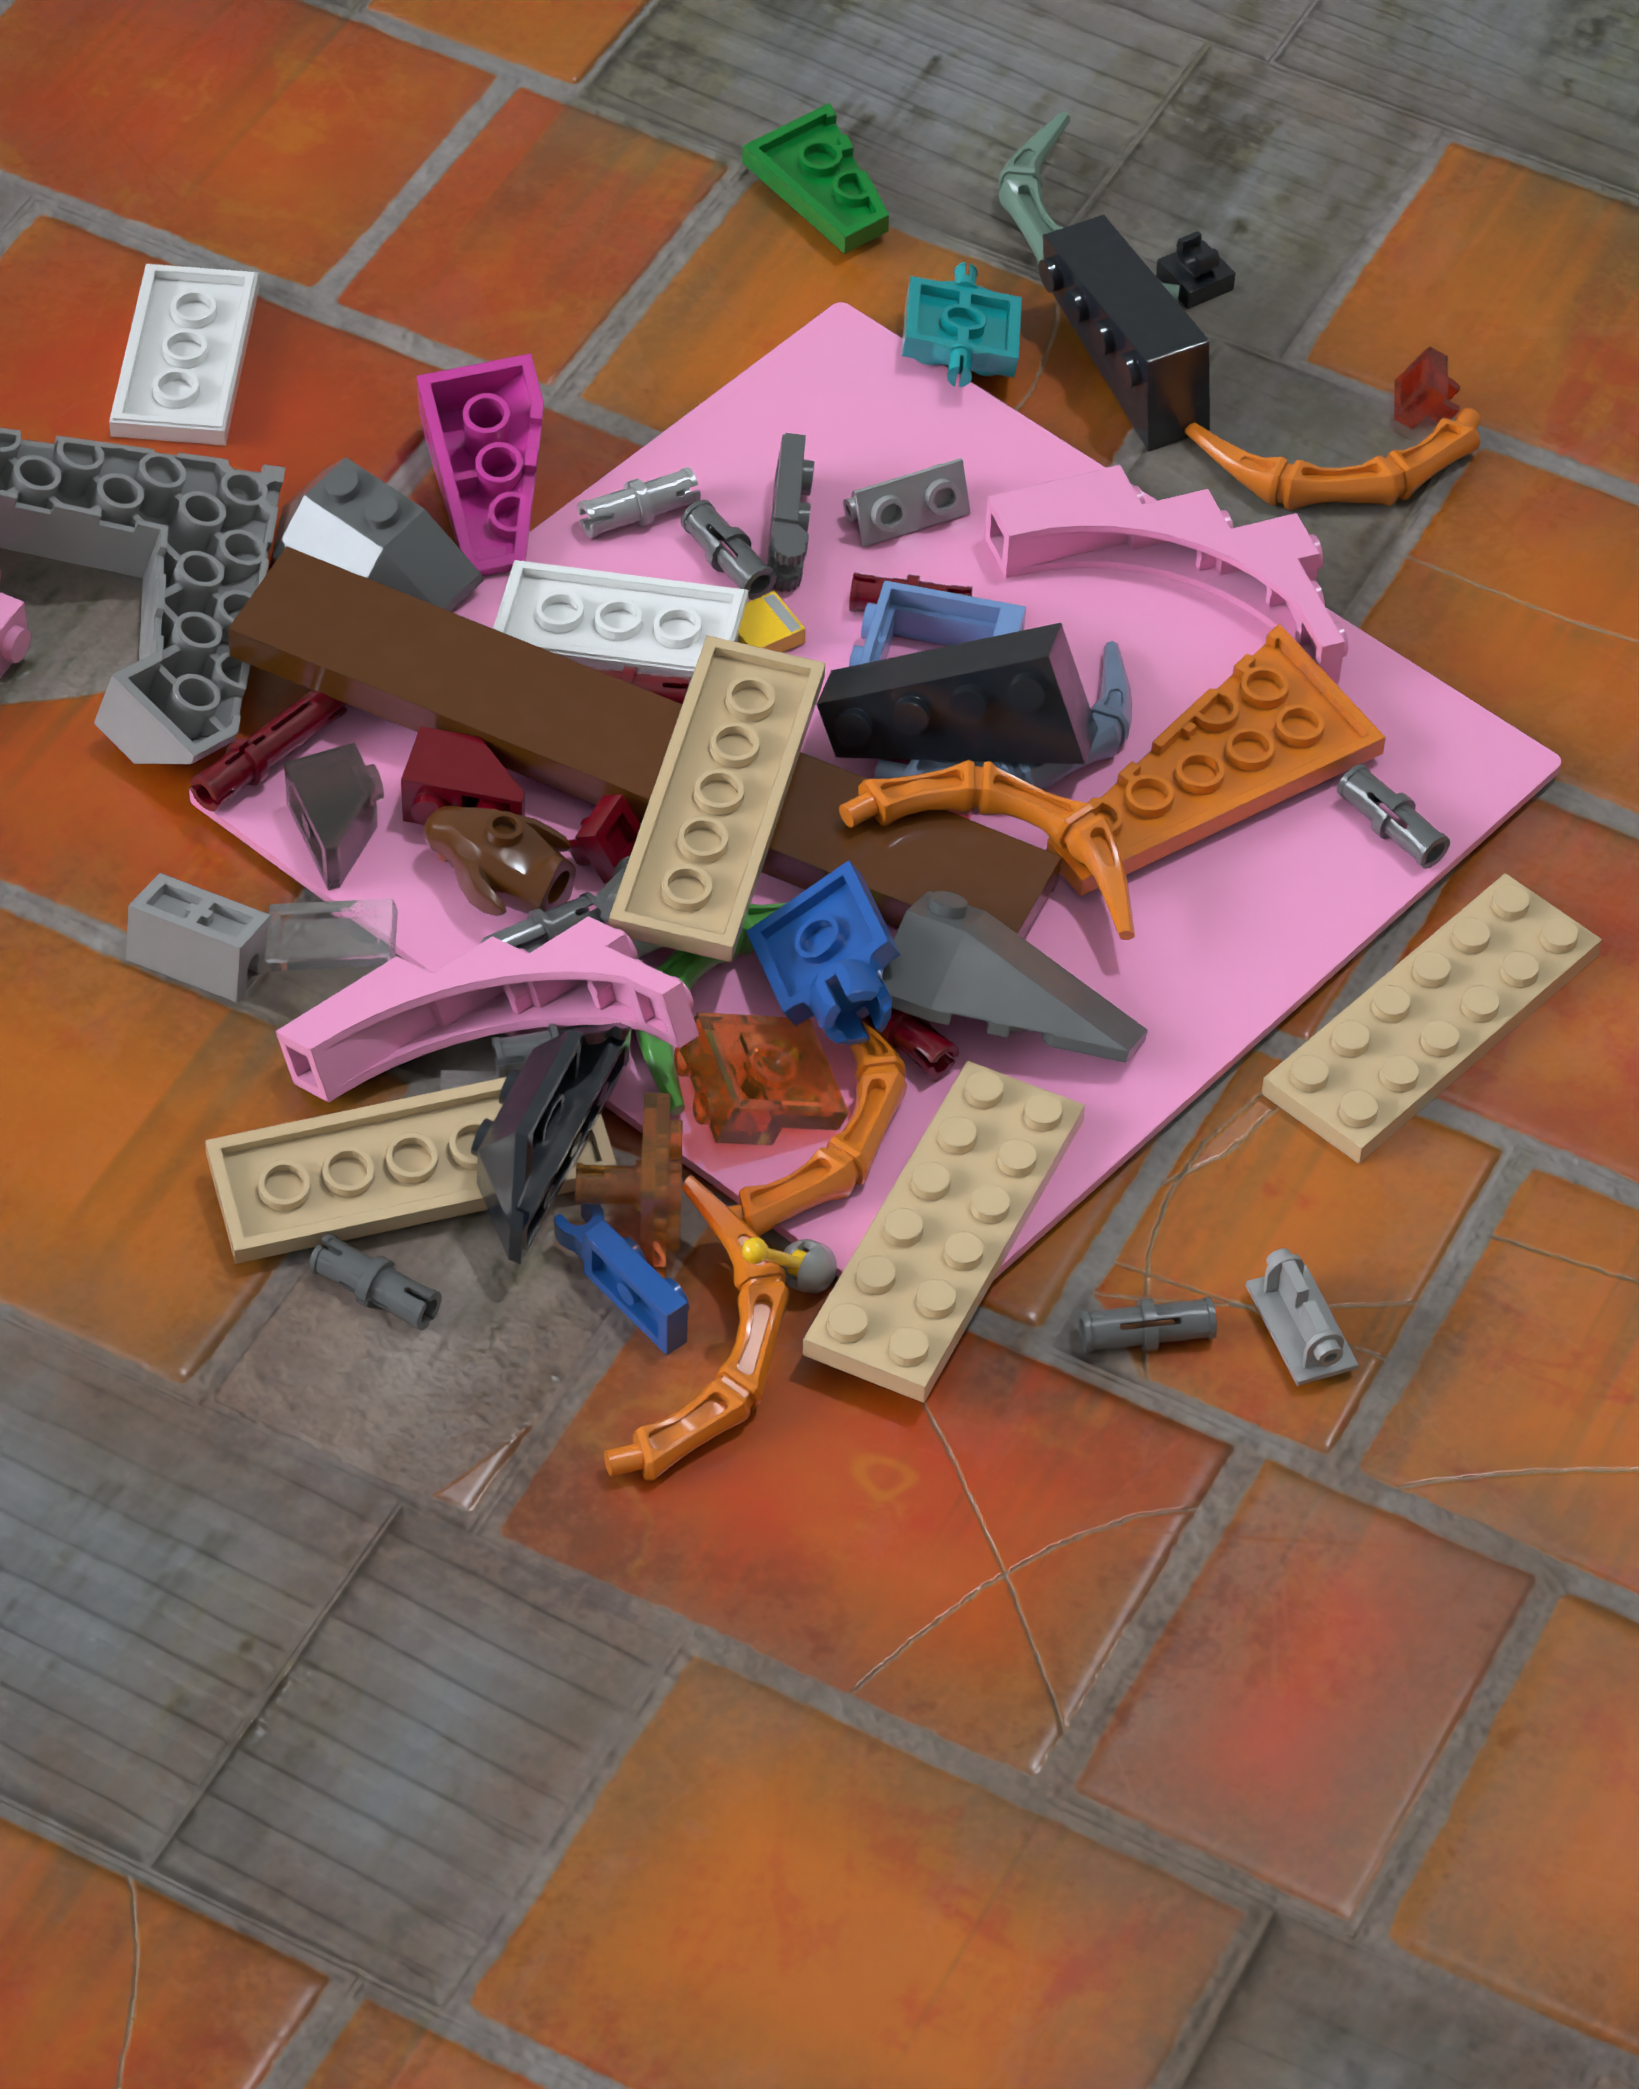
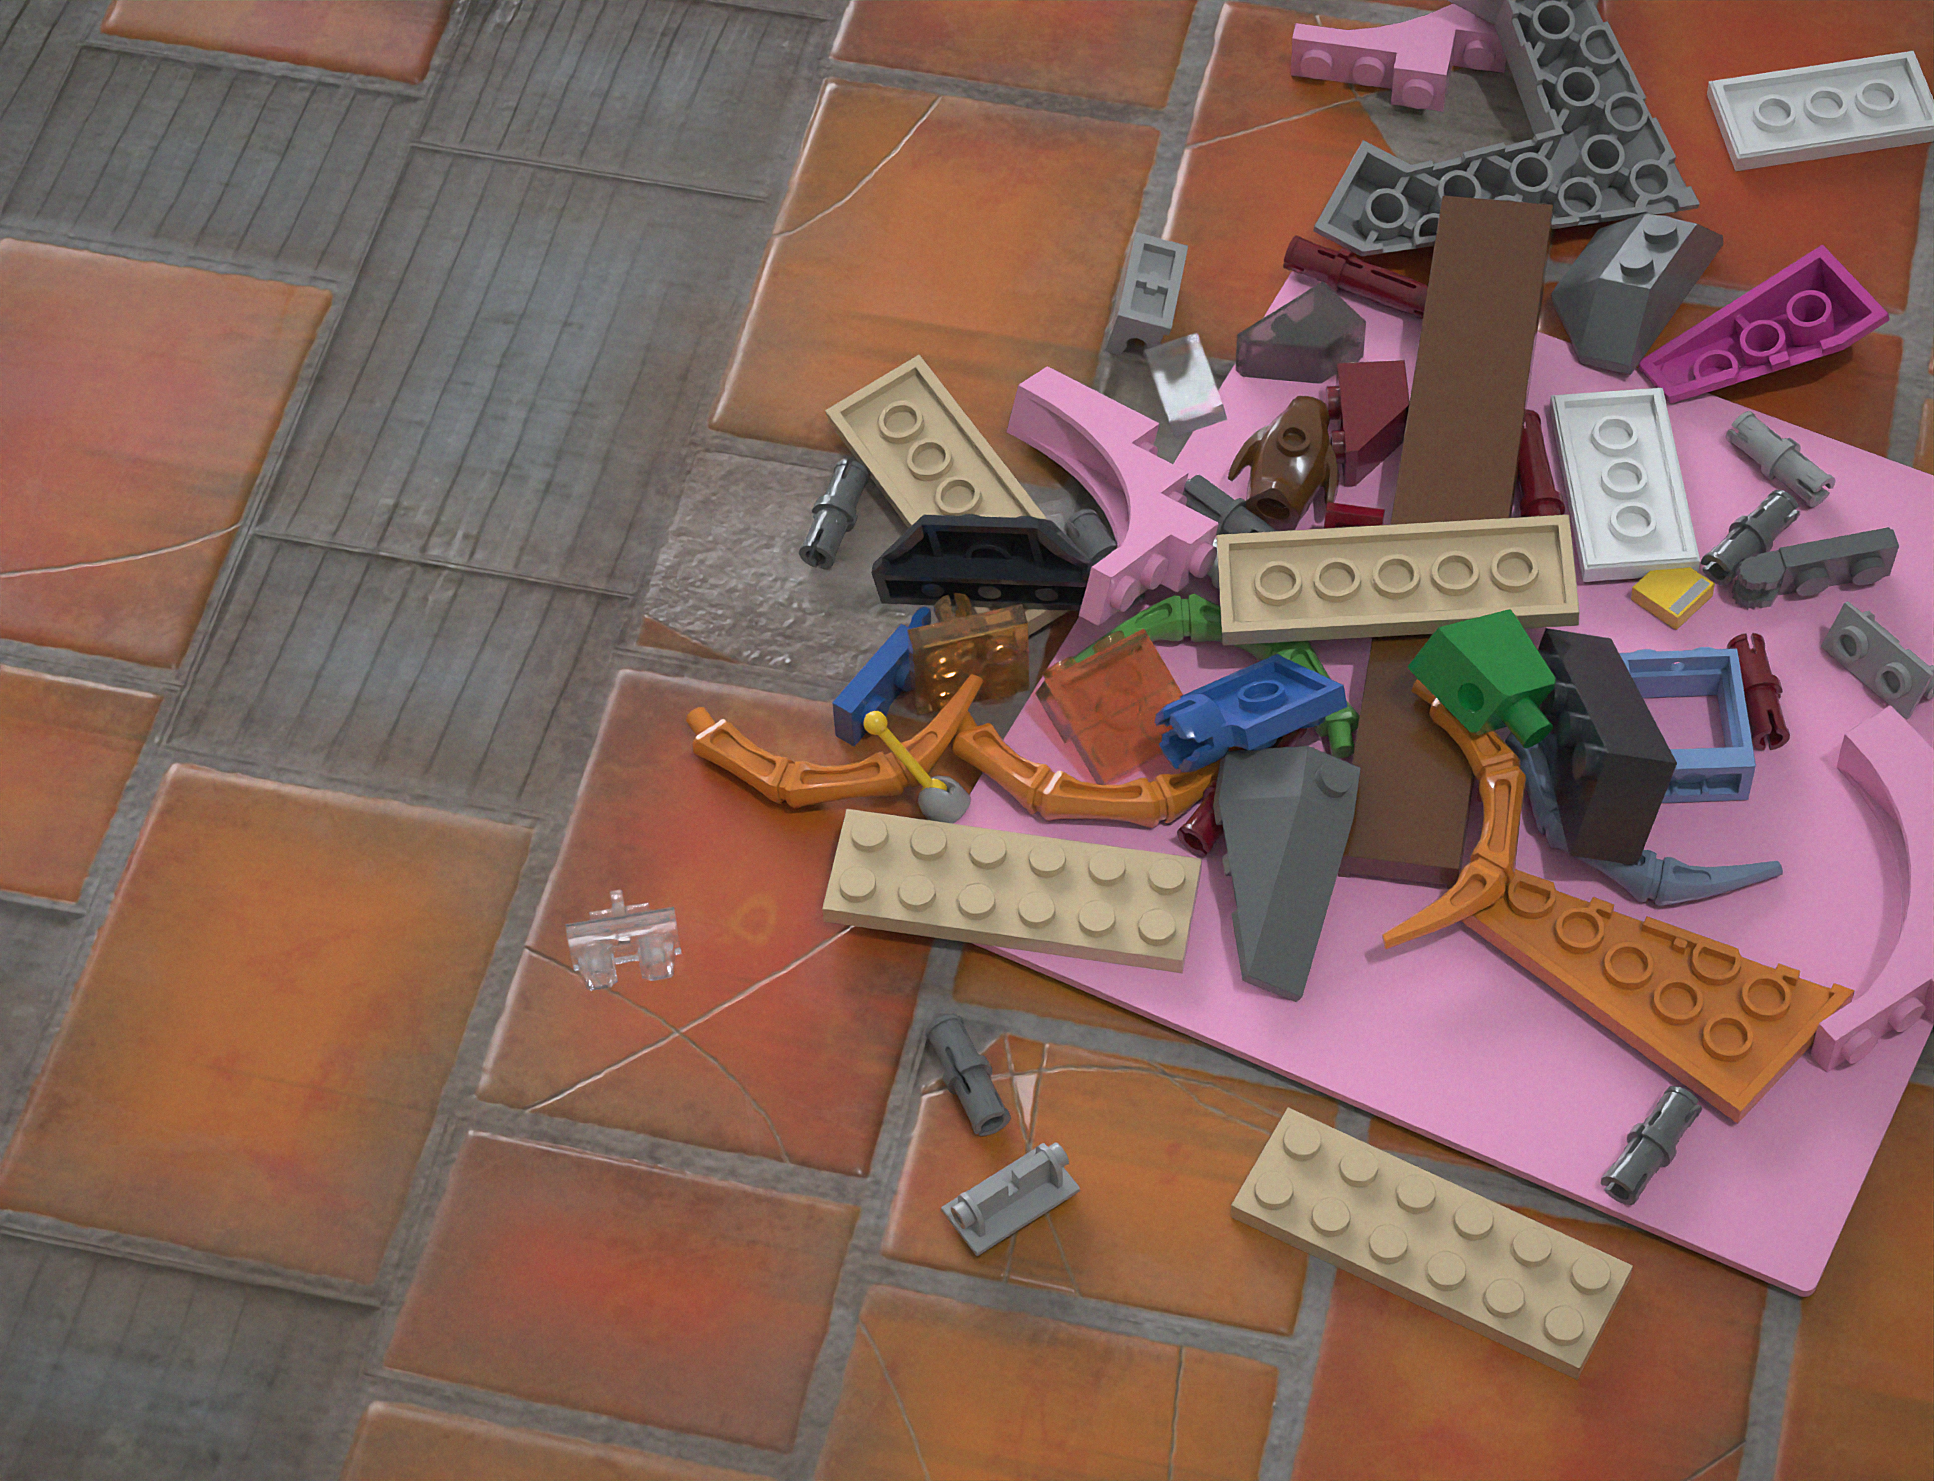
camera: 80 degrees right, 5 degrees up
(885, 743) = (1488, 676): none -> green torso
(901, 1609) = (623, 937): none -> clear hips

